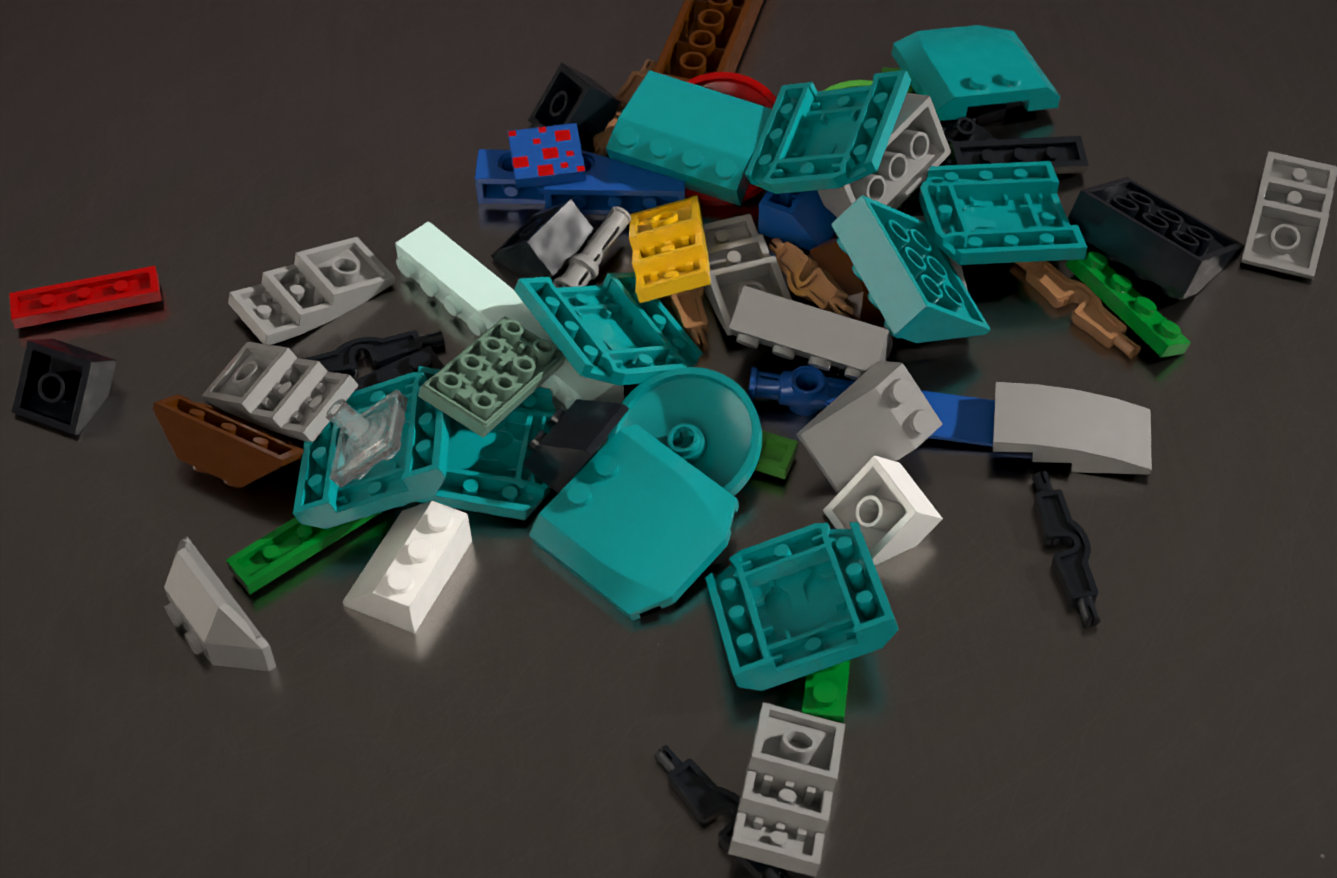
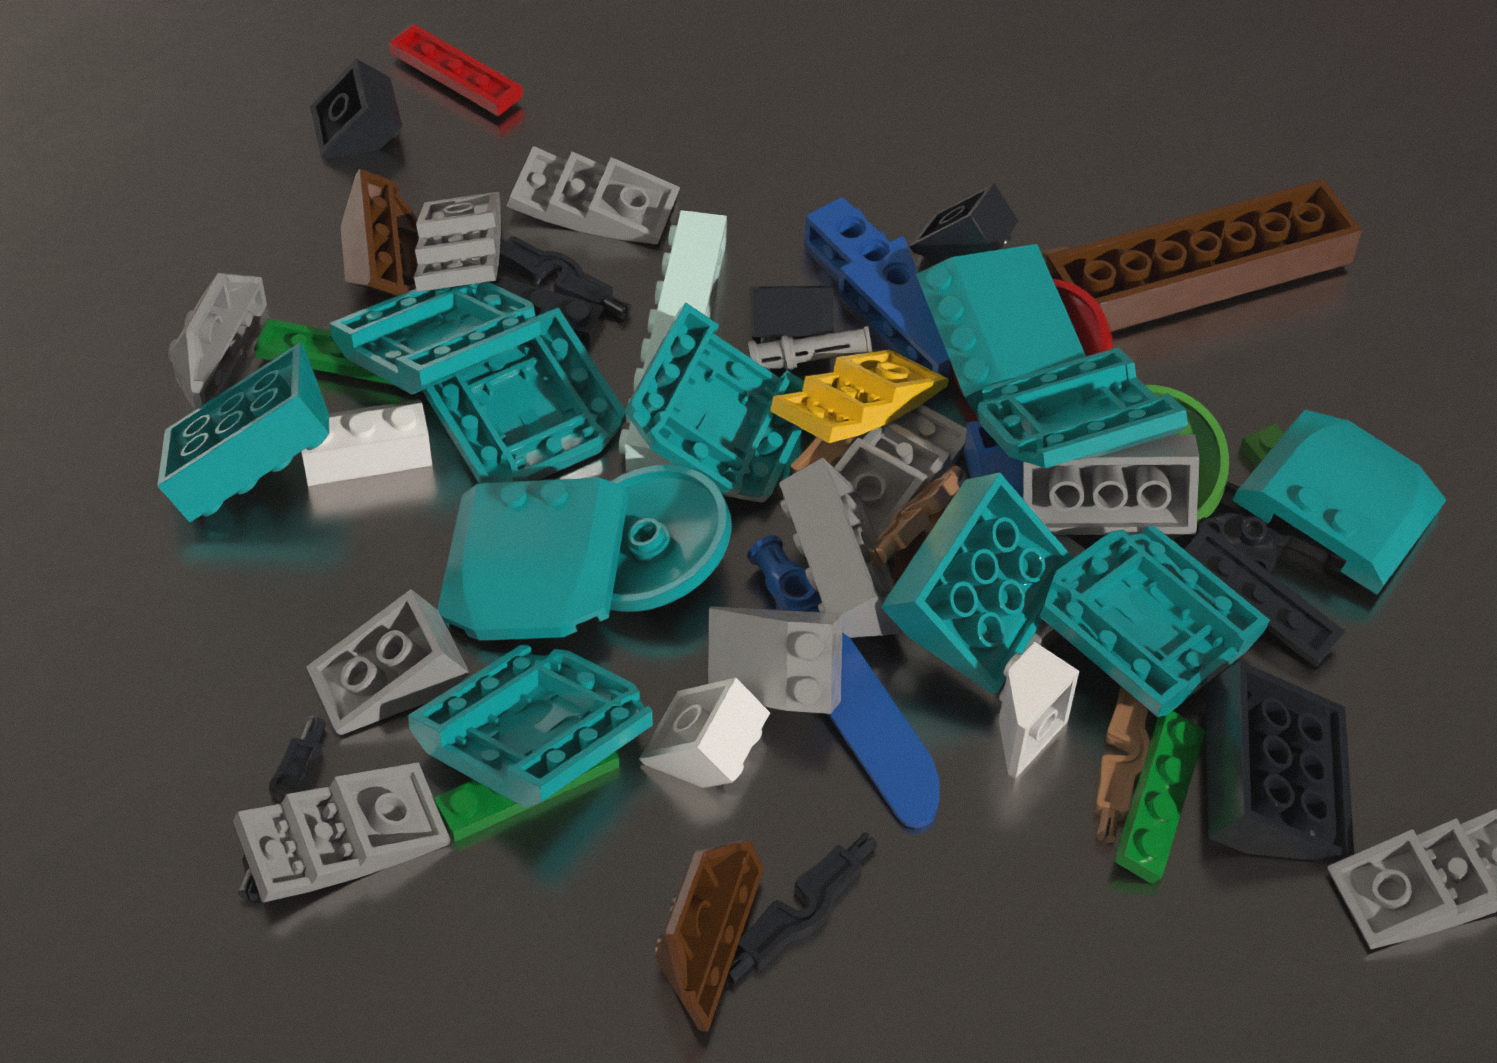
camera: 50 degrees right, 0 degrees up
(347, 632) = (243, 435): none -> teal slope
(366, 436) = (431, 312): clear plate -> none
(492, 376) = (567, 352): sand green tile -> none
(546, 155) = (876, 243): blue tile -> none
(571, 440) = (568, 453): black slope -> none
(654, 673) = (388, 665): none -> light grey slope
(776, 455) = (694, 613): bright green plate -> none
(1020, 319) = (1034, 704): none -> white slope
(1059, 611) = (708, 924): none -> reddish brown wedge
(1073, 428) = (944, 832): light grey slope -> none

